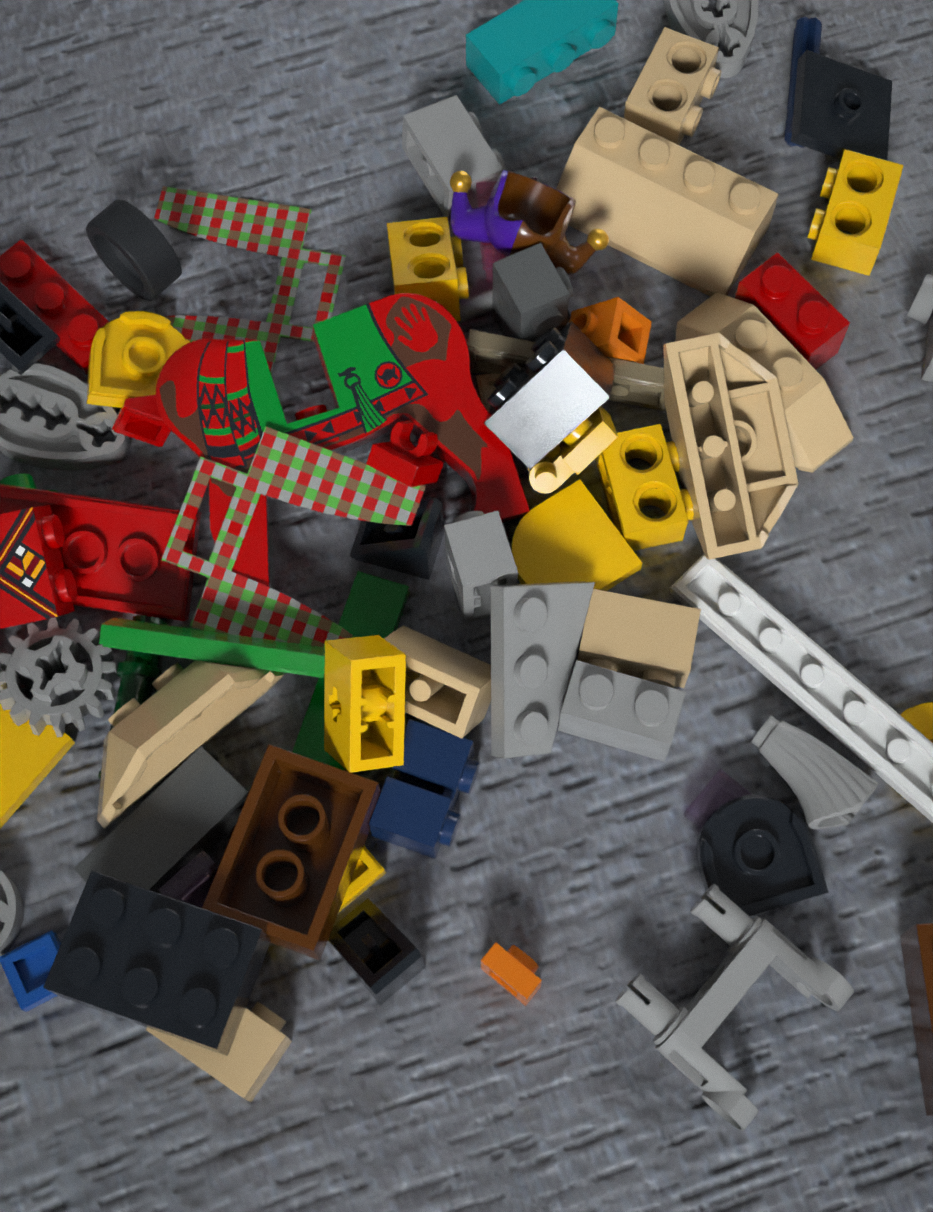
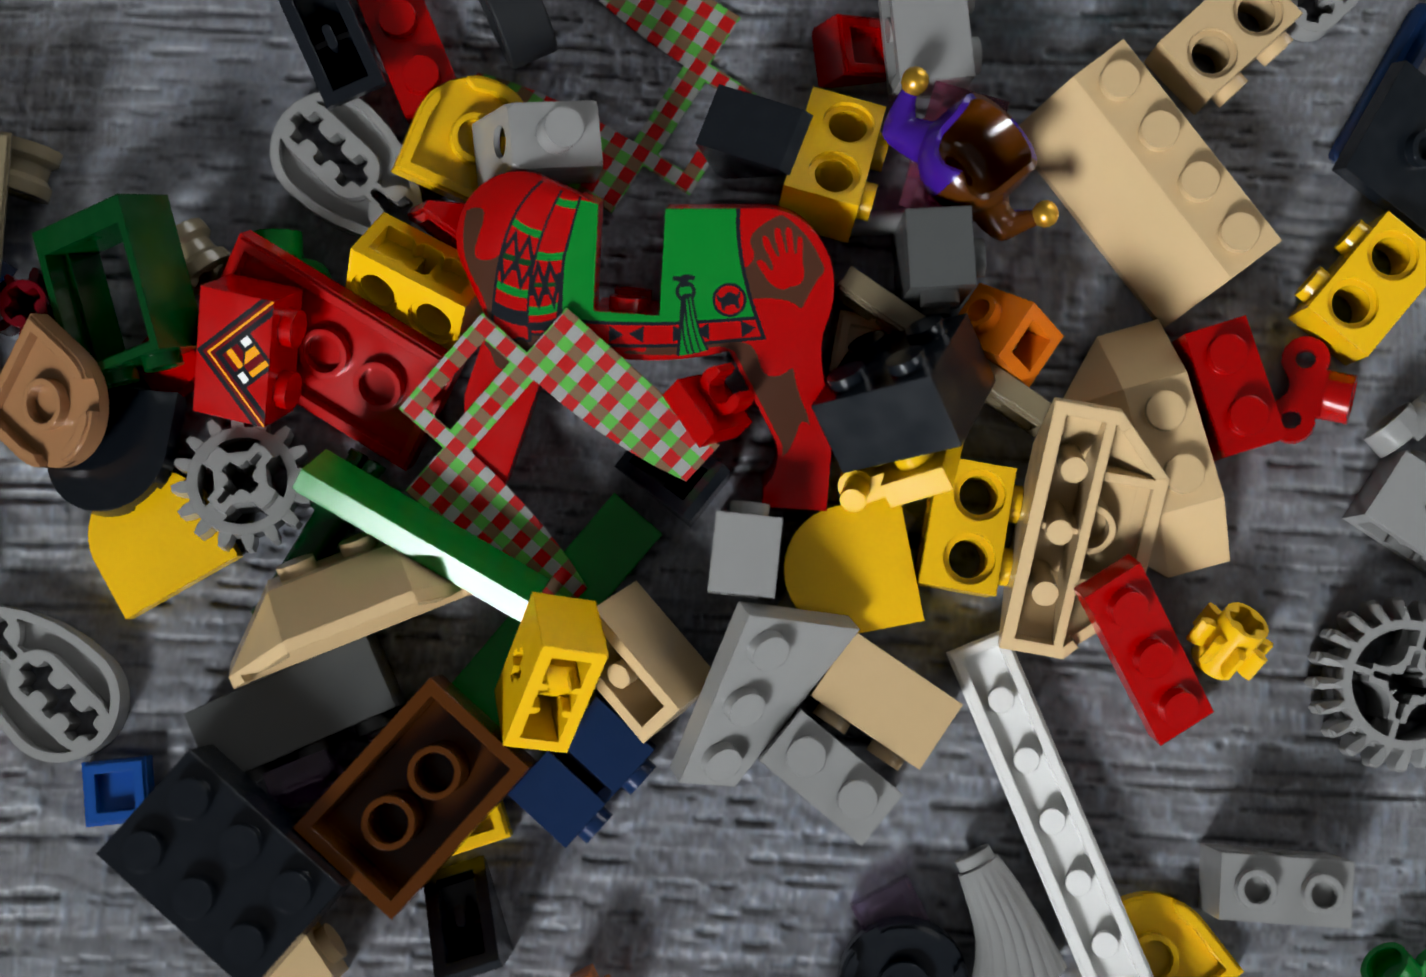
camera: 20 degrees right, 15 degrees up
(140, 463) = (413, 280): none -> yellow brick
(202, 313) = (540, 137): none -> light grey torso
(355, 267) = (751, 135): none -> black slope
(402, 198) = (848, 51): none -> red slope
(820, 517) = (1144, 649): none -> red plate
(855, 296) = (1314, 390): none -> red piece
(881, 489) = (1229, 641): none -> yellow gear

